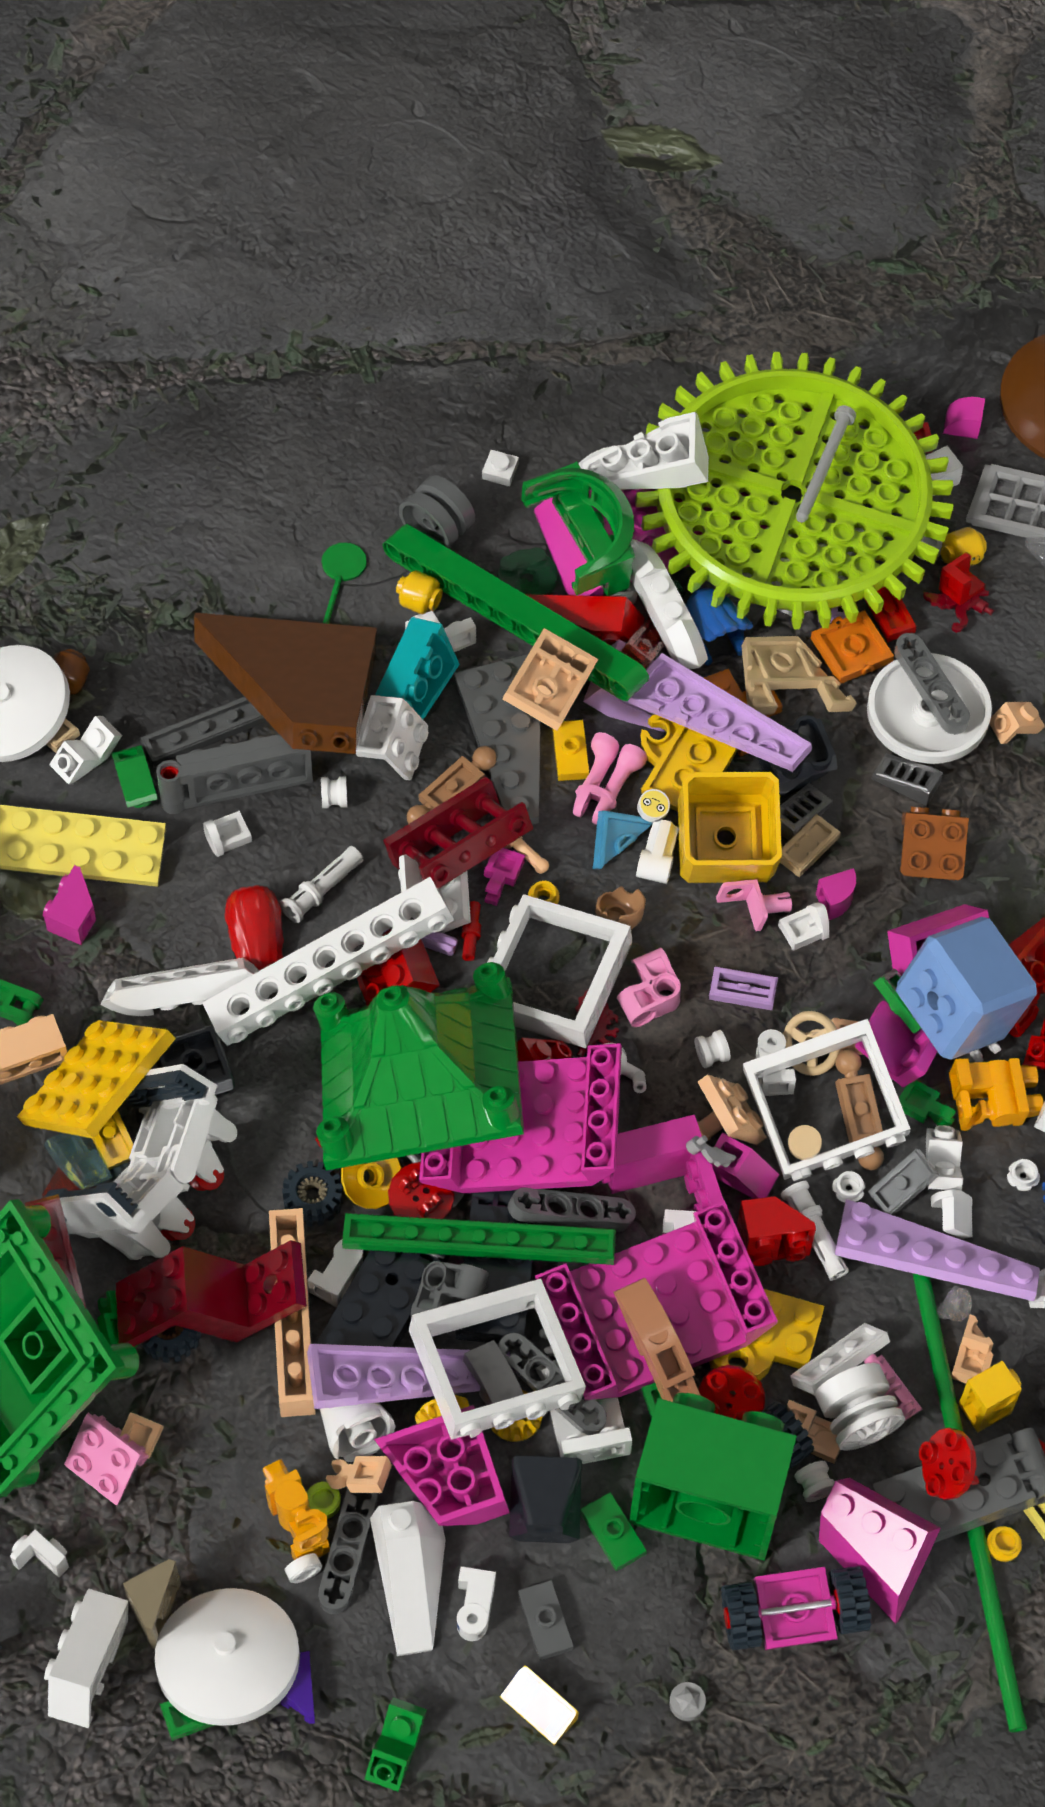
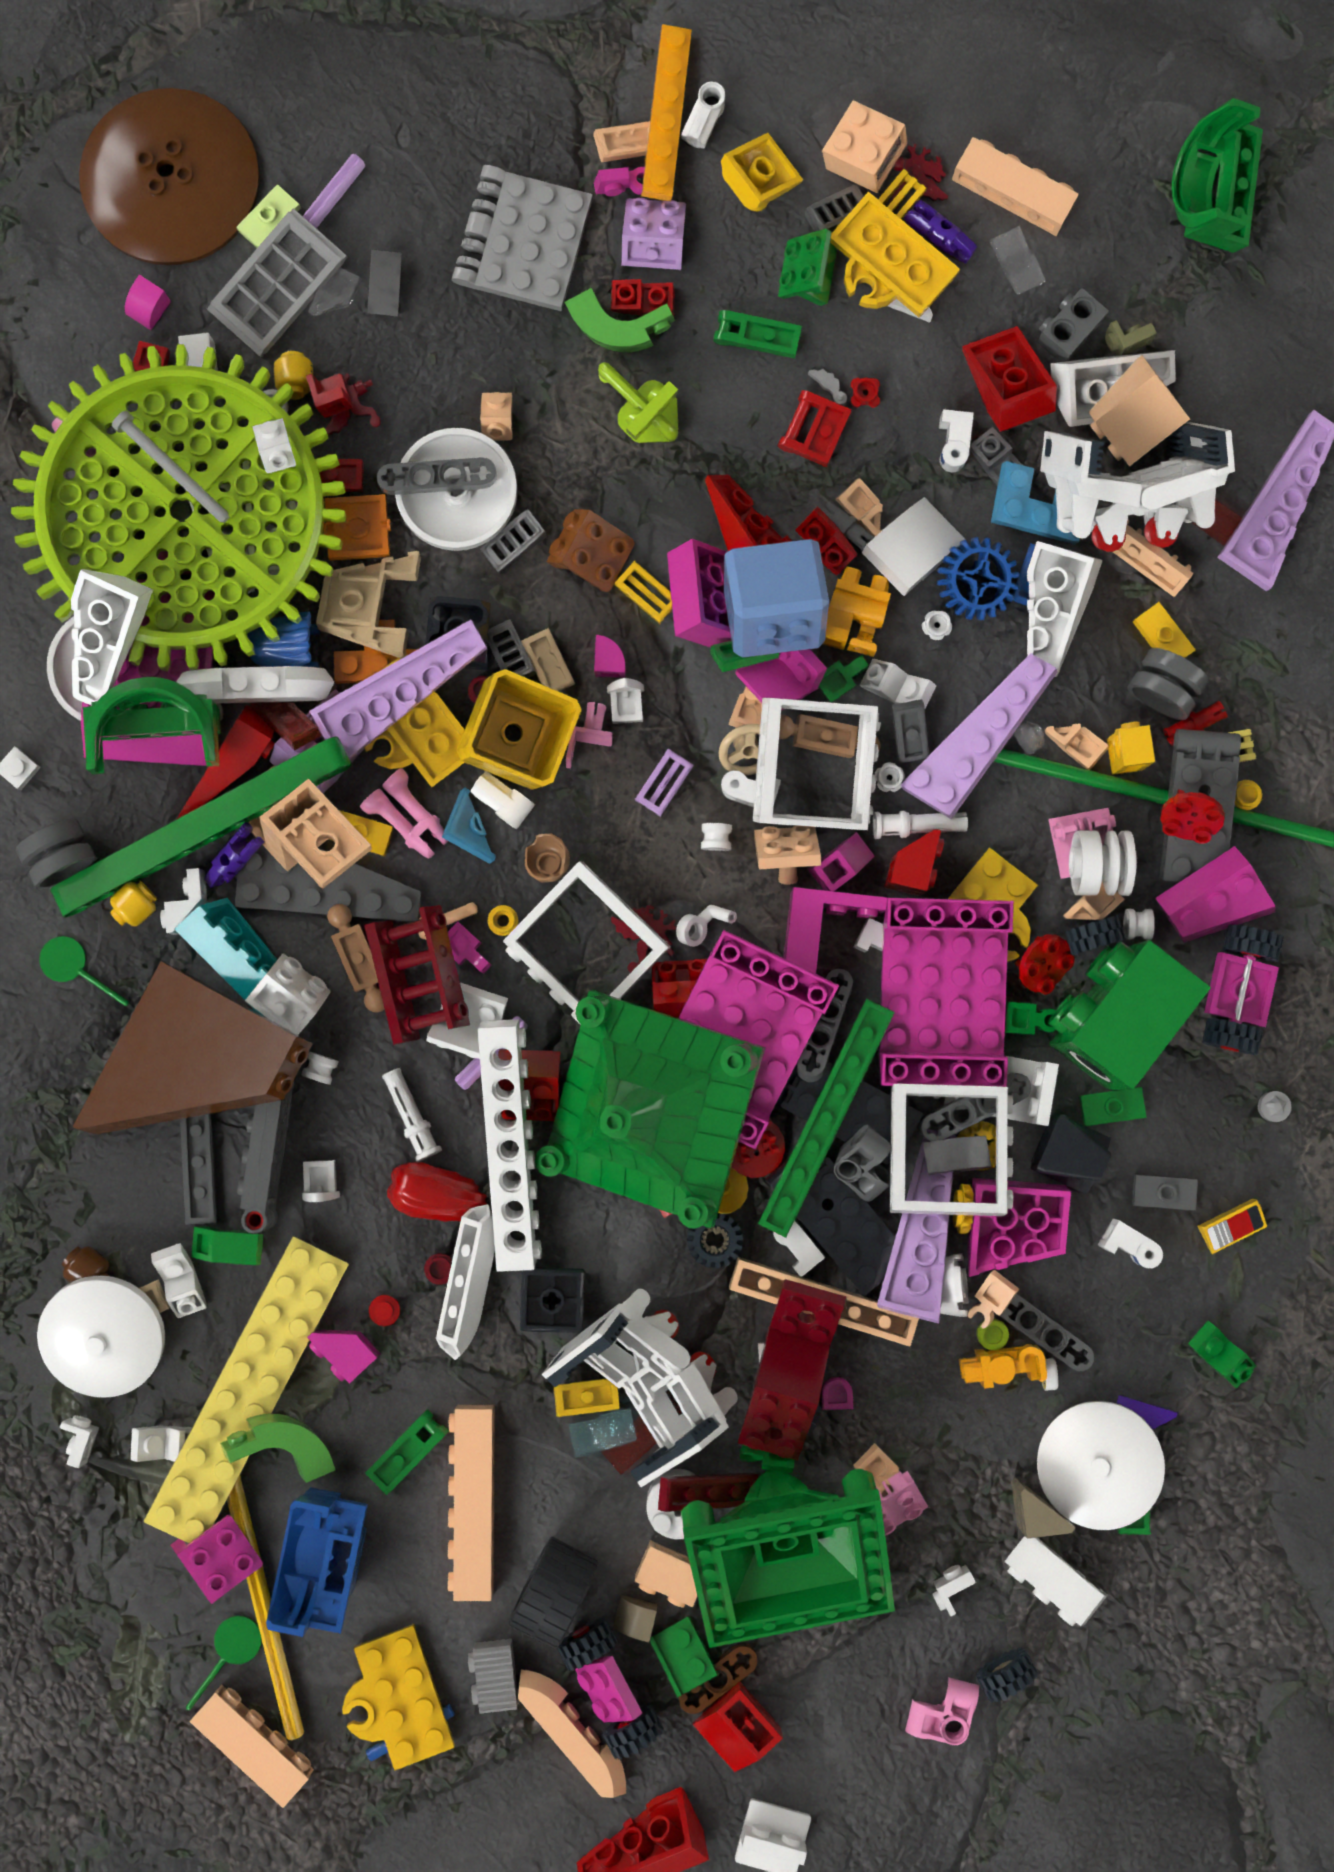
camera: 65 degrees left, 25 degrees up
(95, 1078) = (542, 1396): yellow plate -> none
(124, 929) = (384, 1310): none -> red plate
(183, 957) = (438, 1268): none -> dark red plate
(200, 1369) = (836, 1394): none -> dark pink tile
(410, 1566) = (1087, 1287): white wedge -> none
(471, 932) = (514, 999): red bar -> none
(498, 649) = (233, 857): none -> dark purple hinge
(533, 562) = (165, 806): clear green plate -> none
(642, 1001) = (646, 876): bright pink piece -> none
(653, 805) = (456, 784): tile -> none
(656, 1339) = (990, 1008): nougat slope -> none
(712, 1154) = (838, 888): light grey piece -> none
(804, 1142) = (851, 801): tan tile -> none
(840, 1357) = (1044, 856): white tile -> none
(884, 530) = (274, 445): none -> white bracket
(927, 883) = (666, 609): none -> yellow tile
(956, 1212) = (951, 698): white tile -> none

